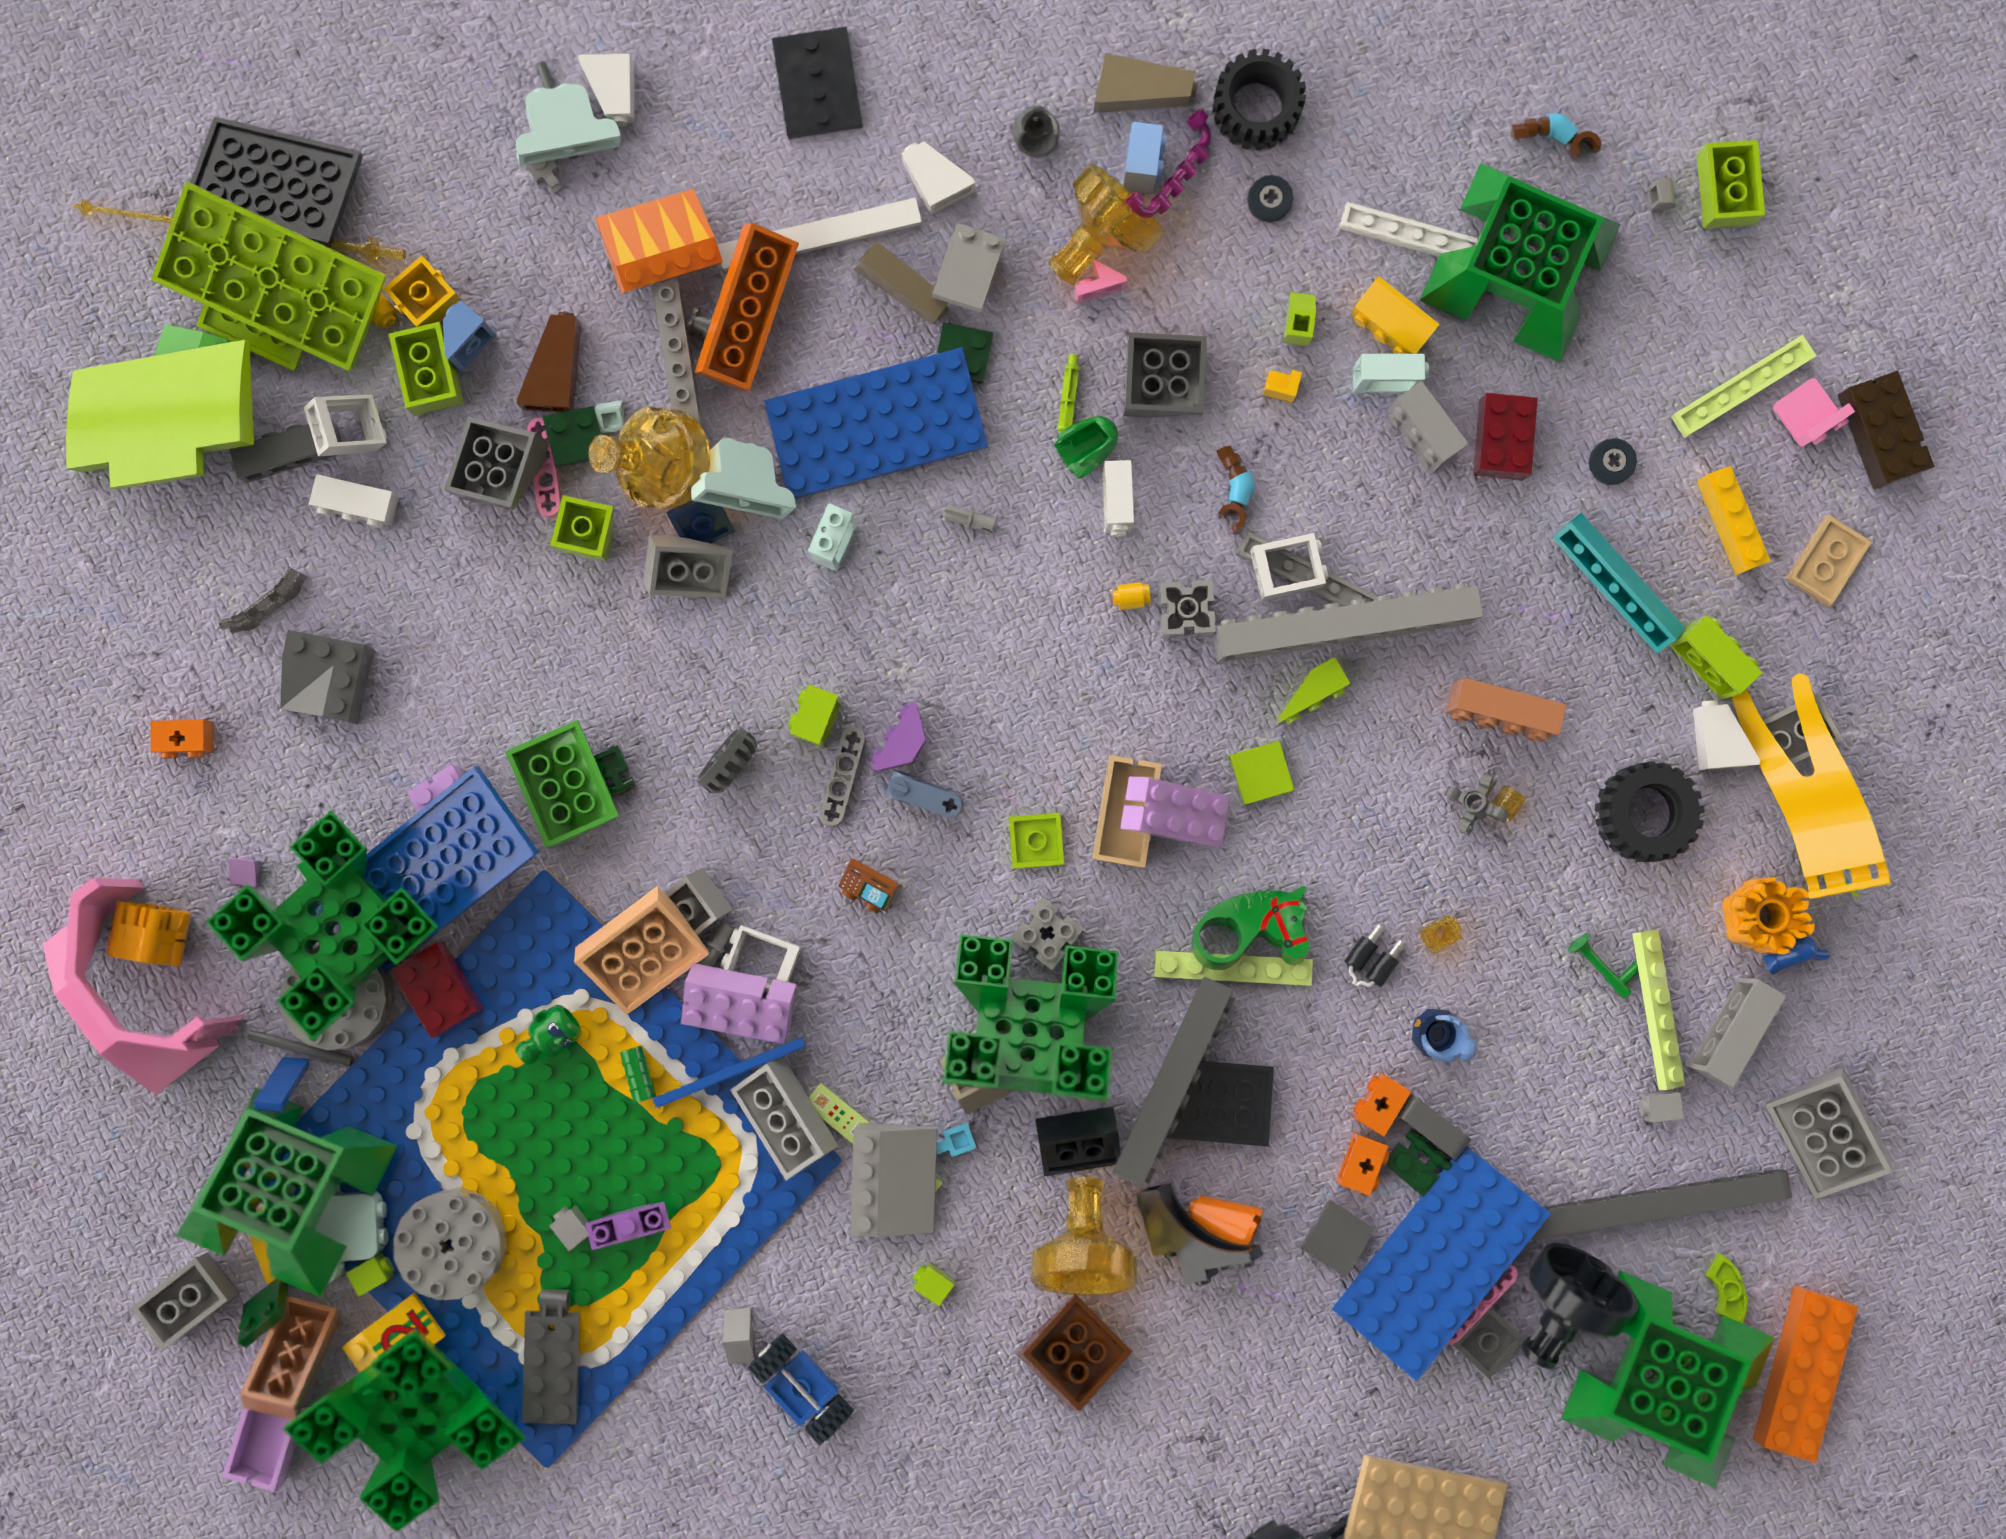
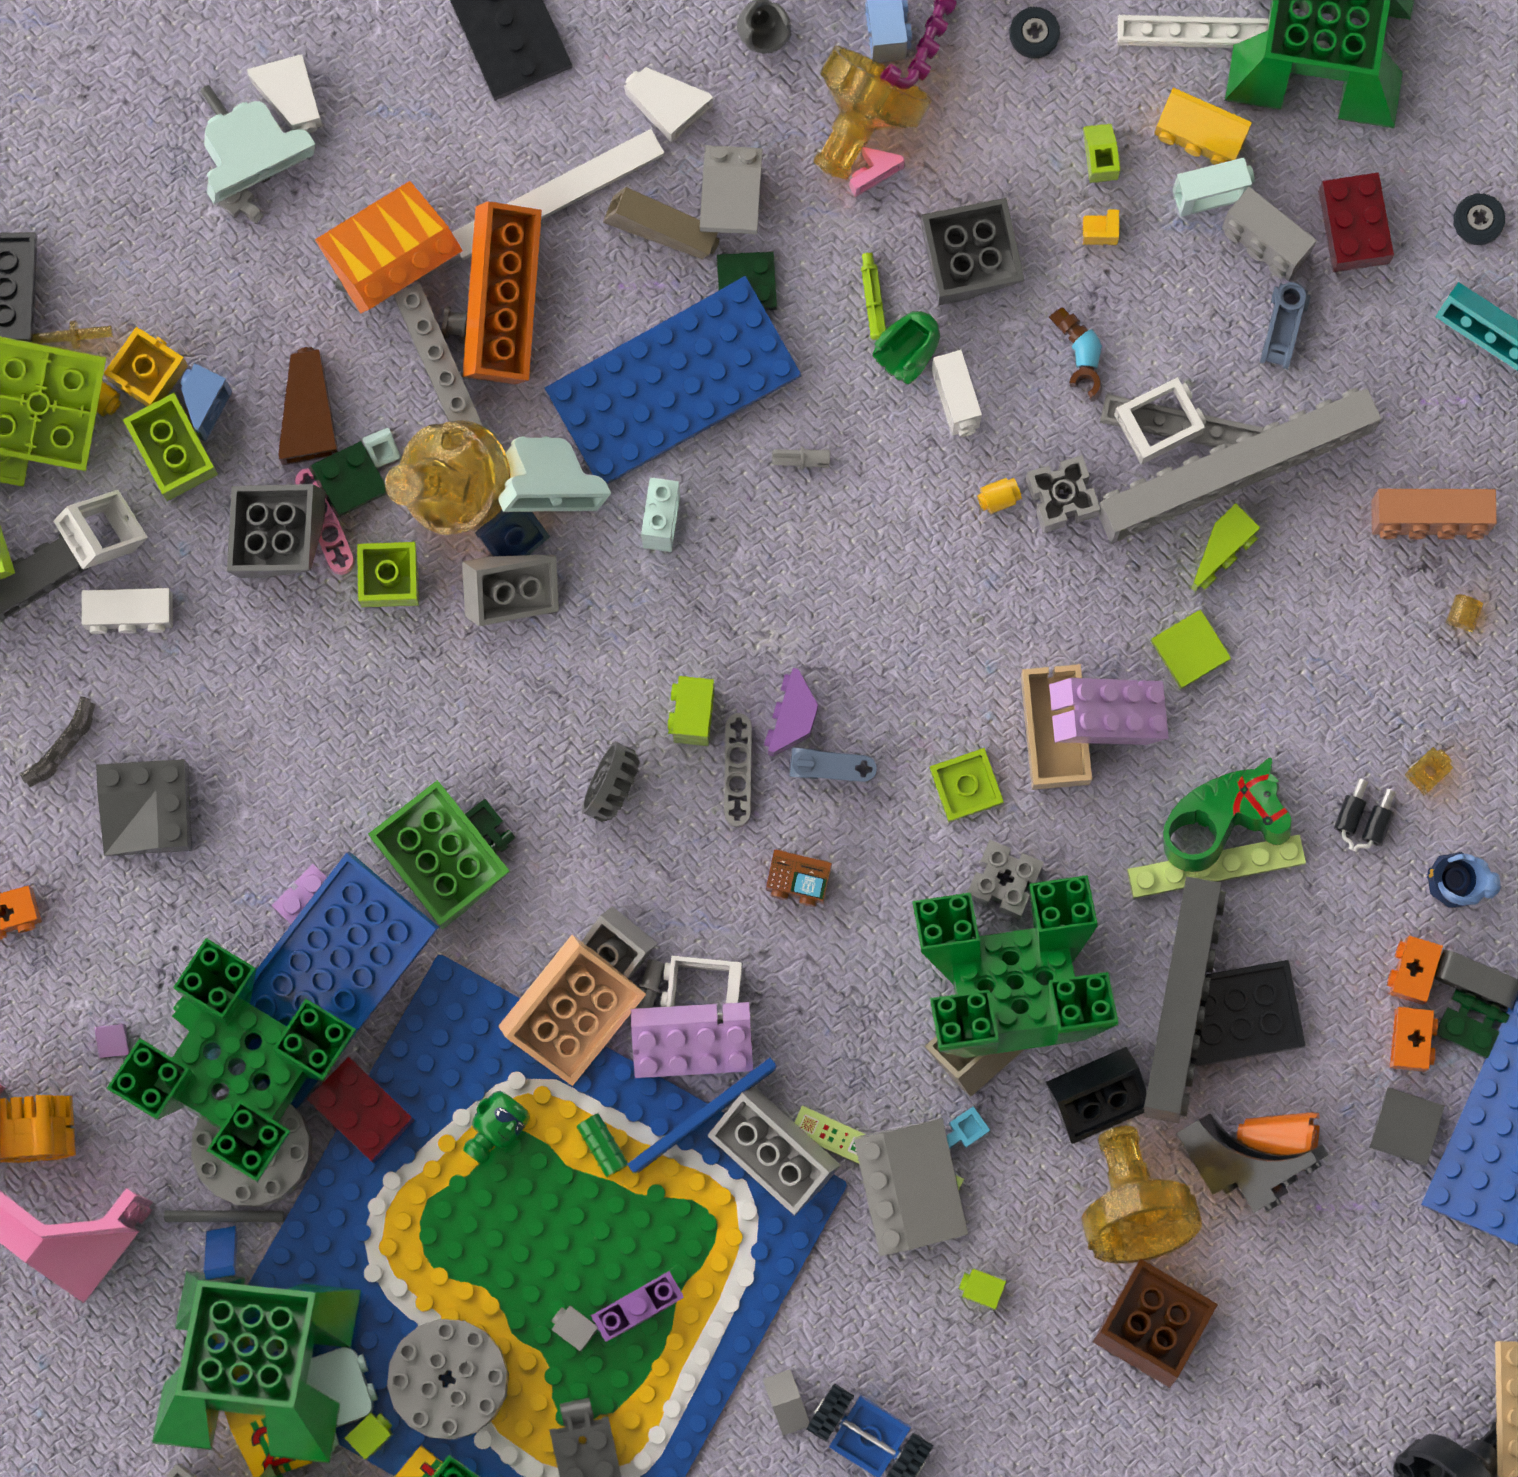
camera: 10 degrees left, 5 degrees down
(1418, 510) = (1284, 324): none -> sand blue piece
(1468, 820) = (1435, 600): dark grey pin -> none

